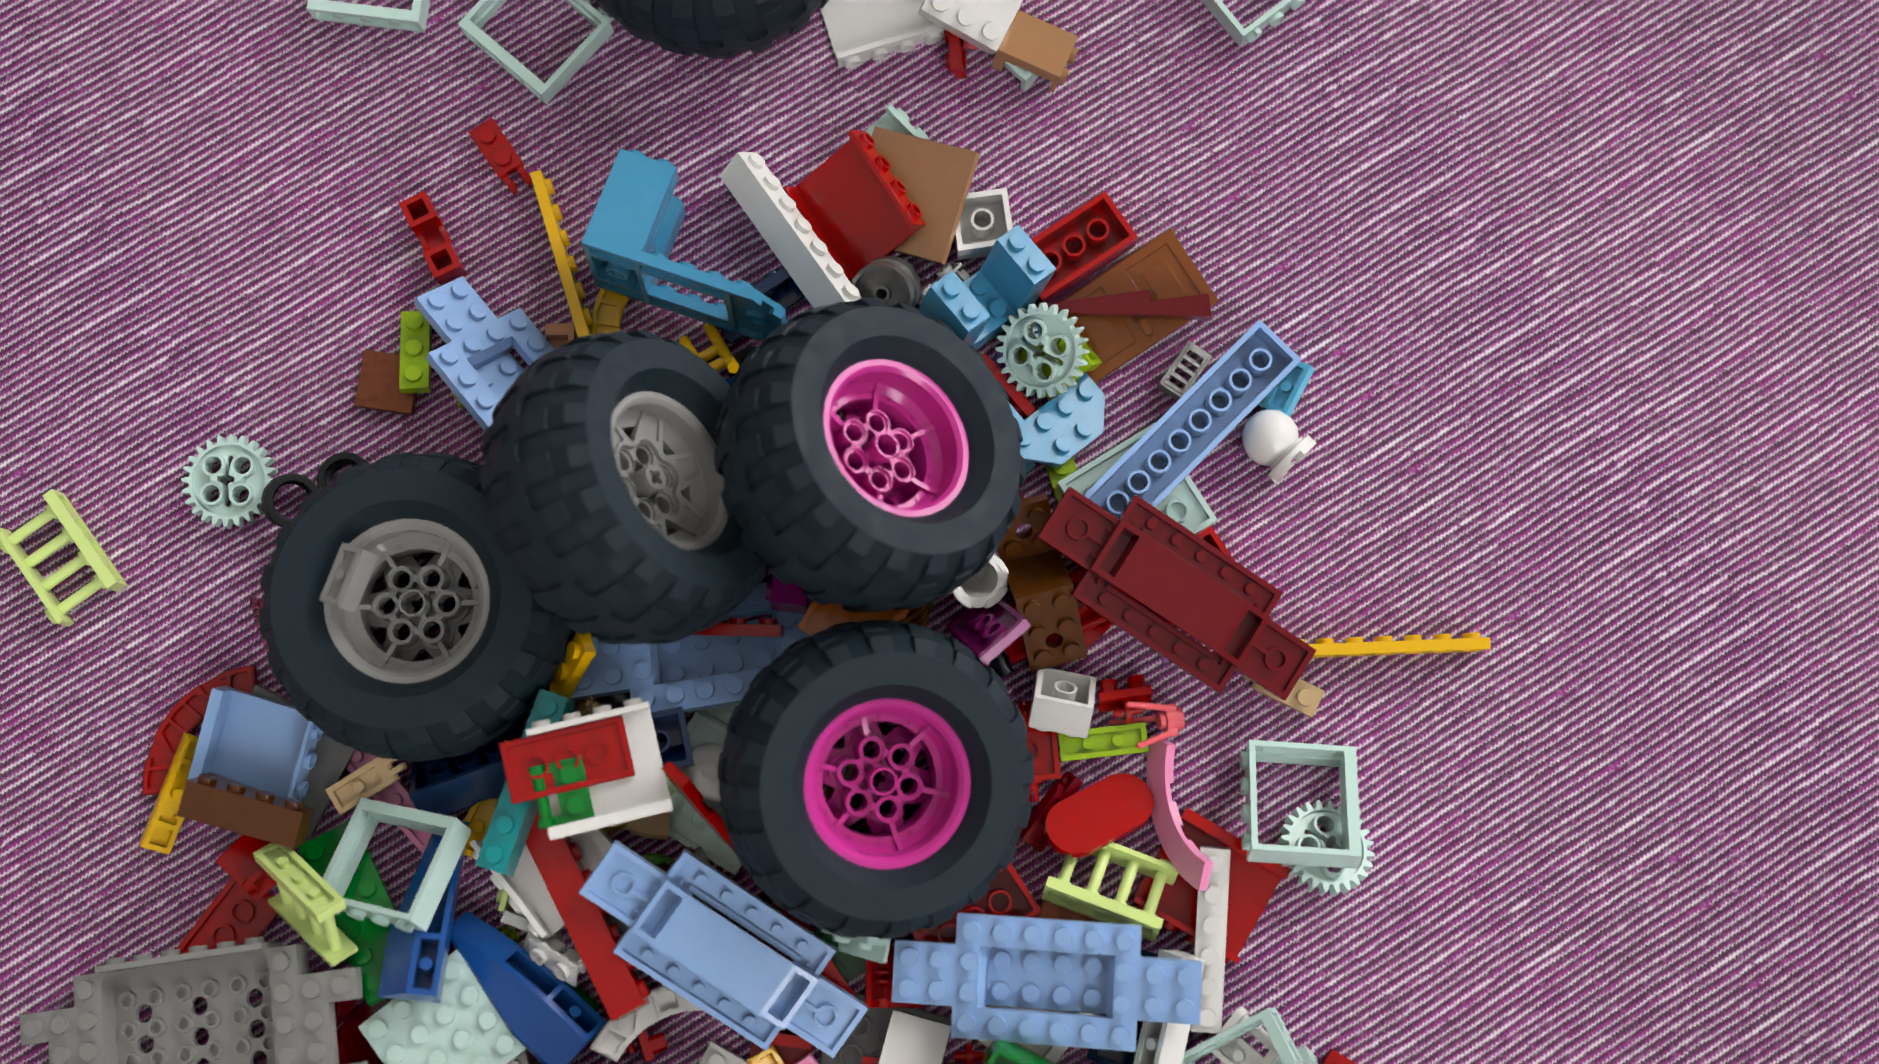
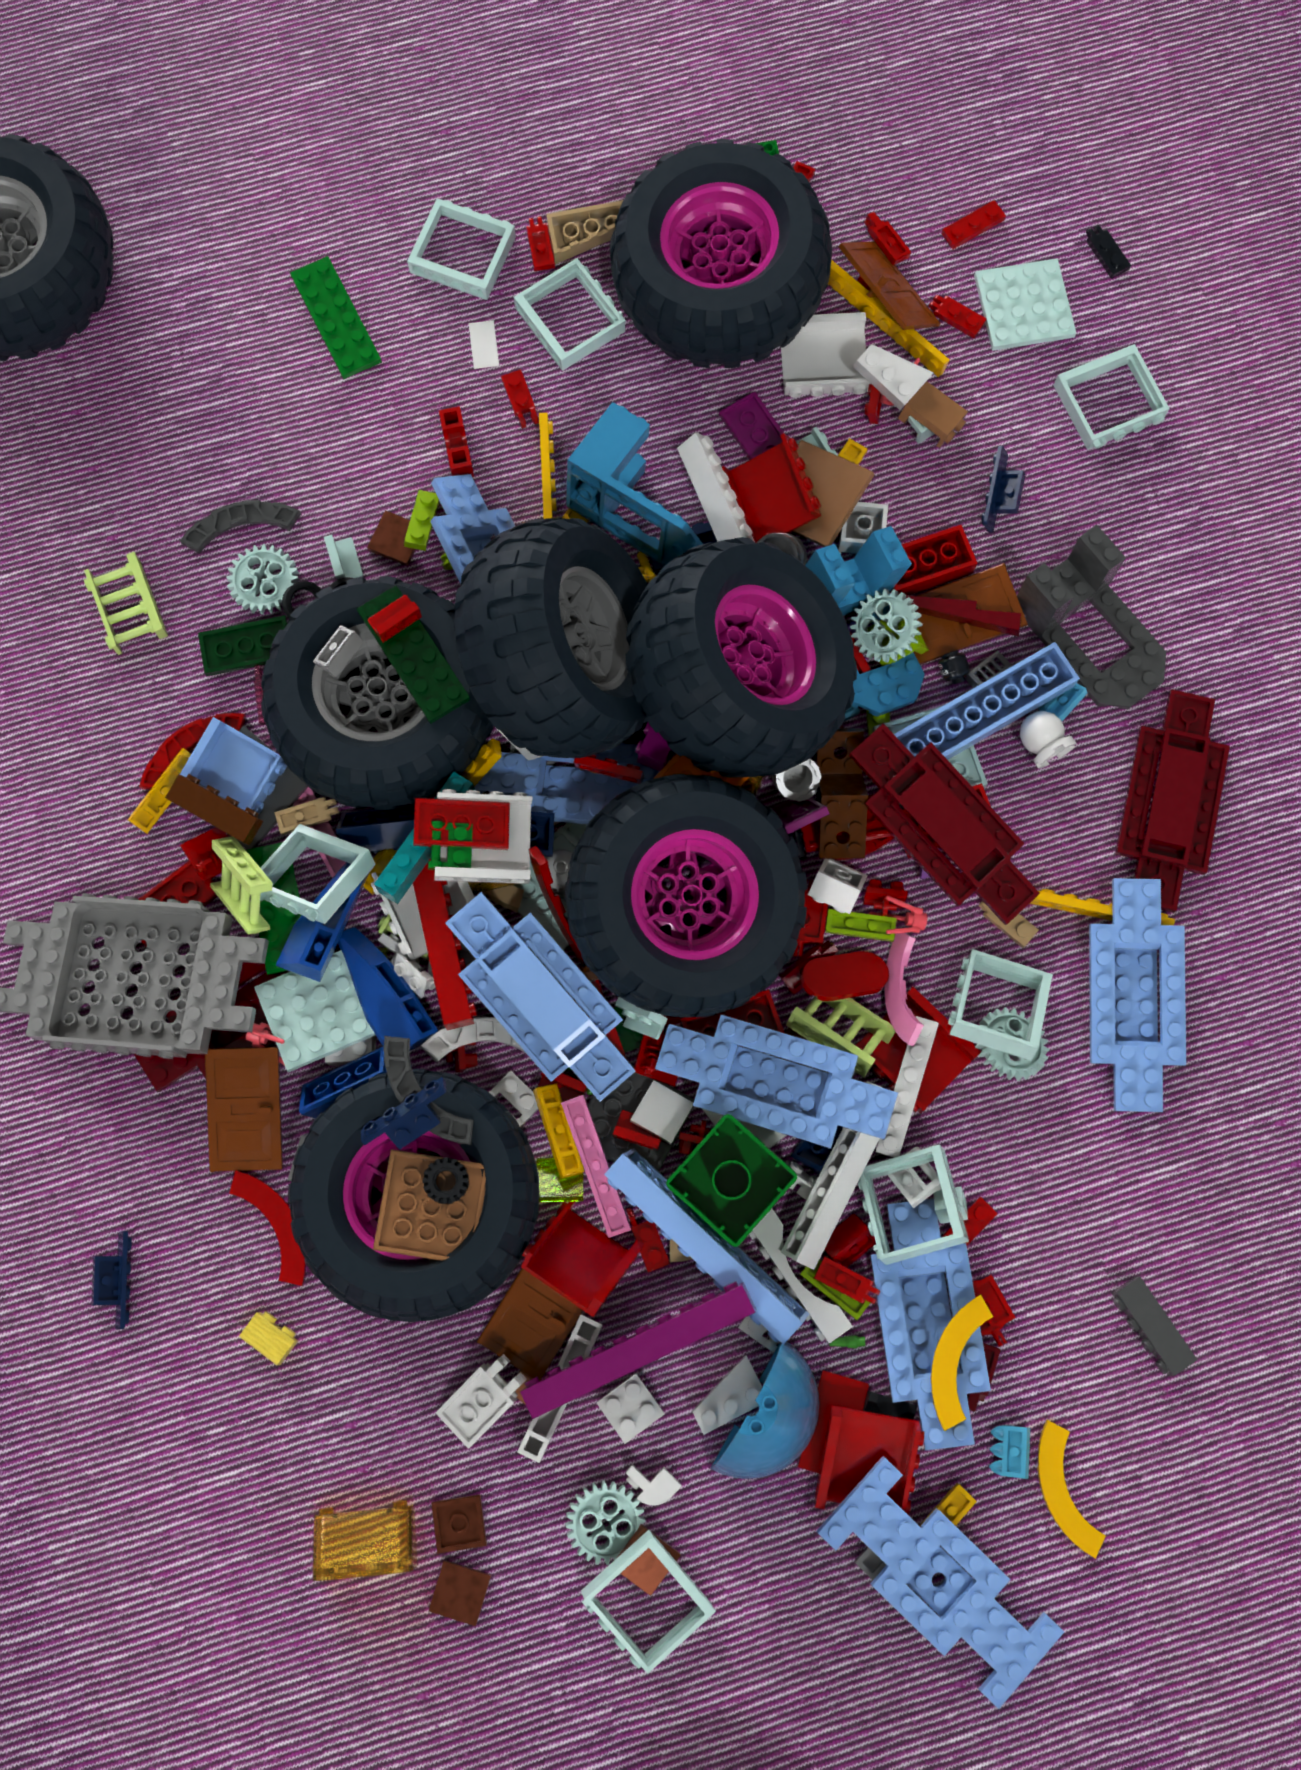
camera: 15 degrees right, 5 degrees down
(174, 402) = (236, 515): none -> dark grey tile
(222, 576) = (239, 645): none -> dark green plate
(233, 104) = (335, 317): none -> green plate
(327, 427) = (343, 557): none -> light aqua panel
(409, 519) = (395, 618): none -> red panel
(435, 93) = (483, 344): none -> white sticker
(446, 557) = (418, 662): none -> dark green plate
(809, 120) = (752, 425): none -> magenta tile
(944, 126) = (853, 452): none -> yellow plate
(1139, 378) = (954, 666): none -> black head
(1148, 128) = (1004, 490): none -> dark blue bracket
(1256, 241) = (1083, 578): none -> dark grey bracket
(1452, 749) = (1126, 995): none -> light blue piece
(1465, 482) = (1183, 798): none -> dark red piece

